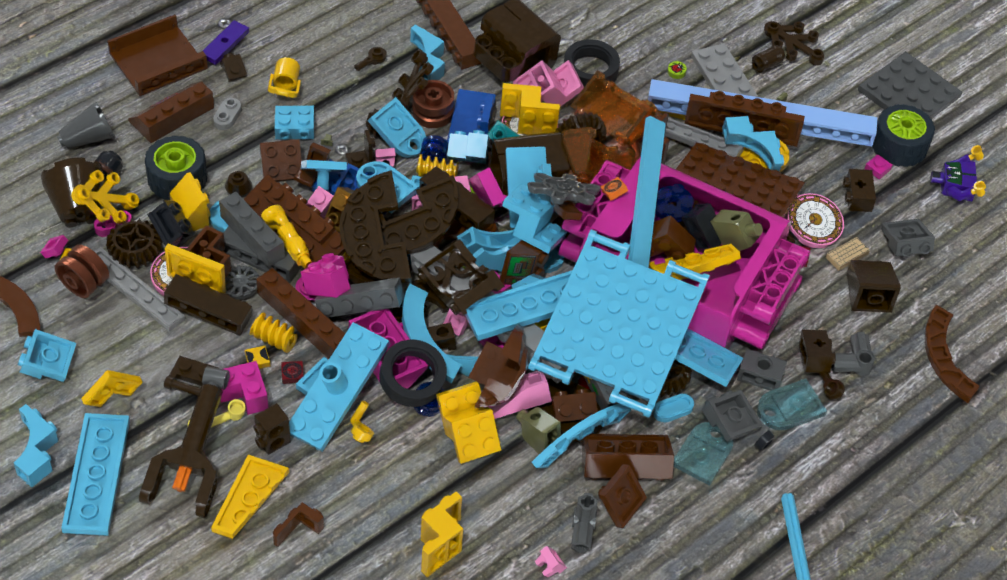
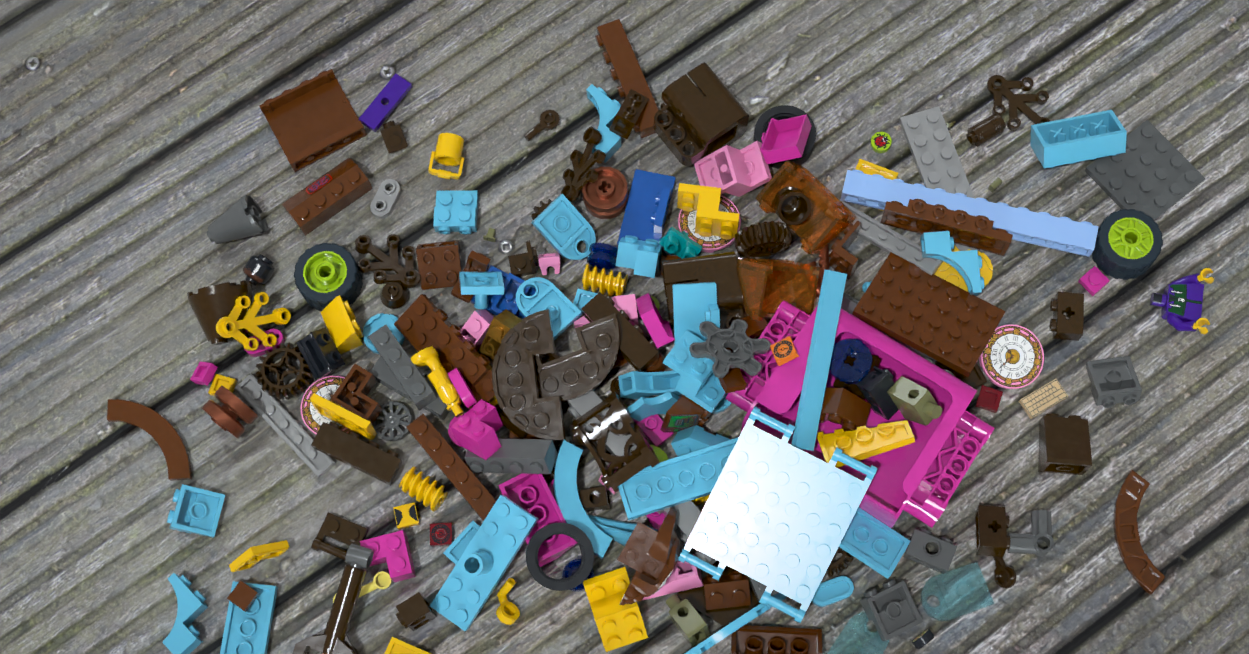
camera: 15 degrees right, 20 degrees up
(96, 422) = (243, 596): none -> reddish brown tile
(251, 168) = (364, 245): none -> dark brown plant
(312, 244) = (462, 387): none -> dark pink beam
(449, 43) = (628, 114): none -> dark brown bracket
(593, 58) = (785, 139): none -> dark pink container
(605, 104) = (791, 205): none -> dark brown piece
(849, 60) = (1078, 139): none -> medium azure brick

